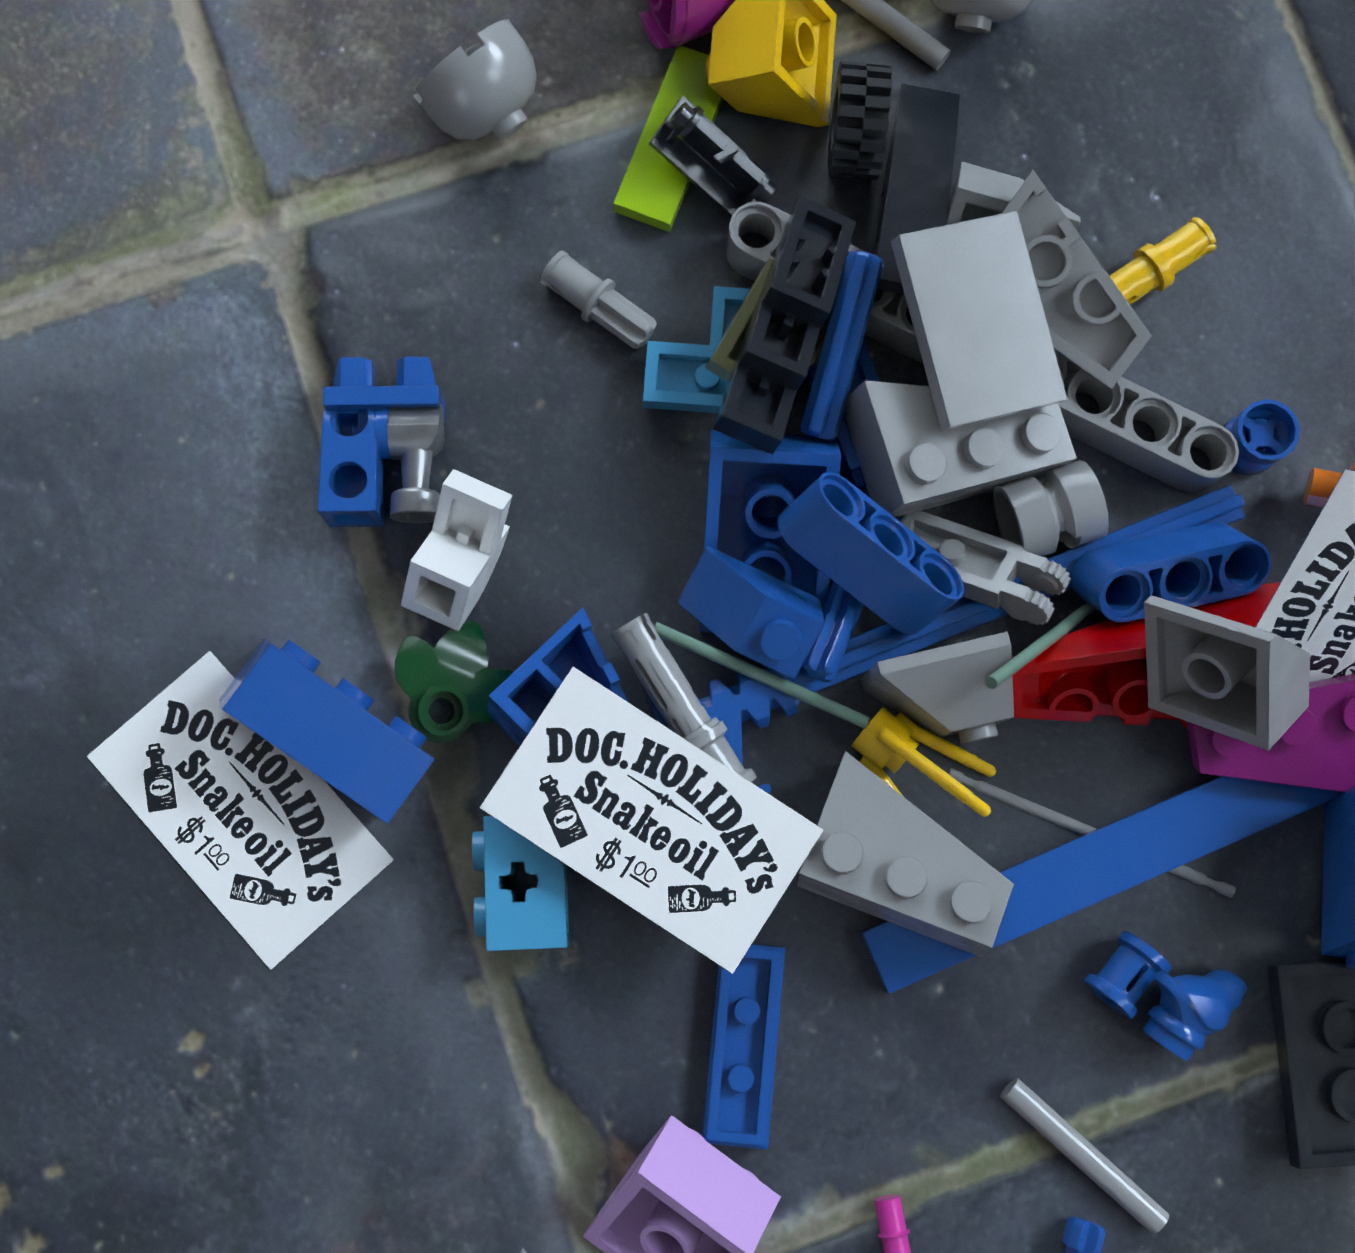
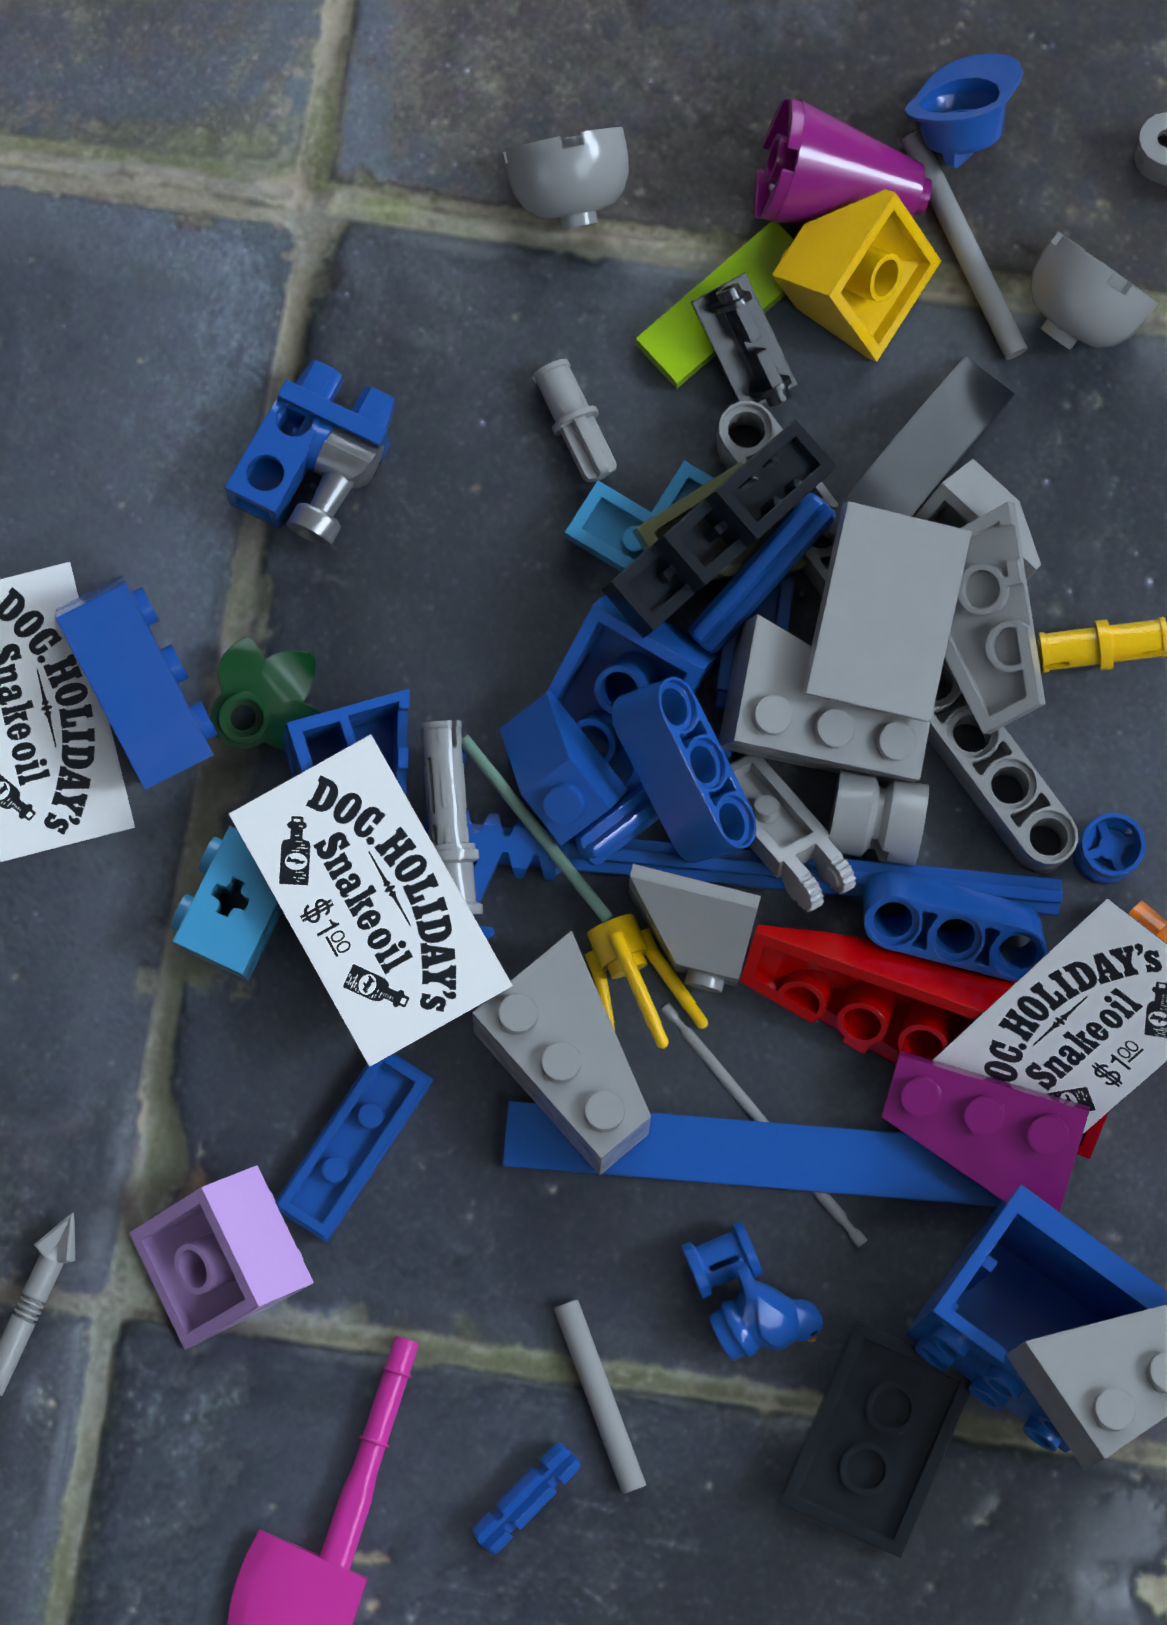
camera: 35 degrees right, 0 degrees up
(459, 552) = (329, 587): white brick -> none
(859, 120) = (895, 374): black tyre -> none
(1038, 646) = (788, 927): sand green axle -> none
(1223, 673) = (935, 1033): light grey slope -> none

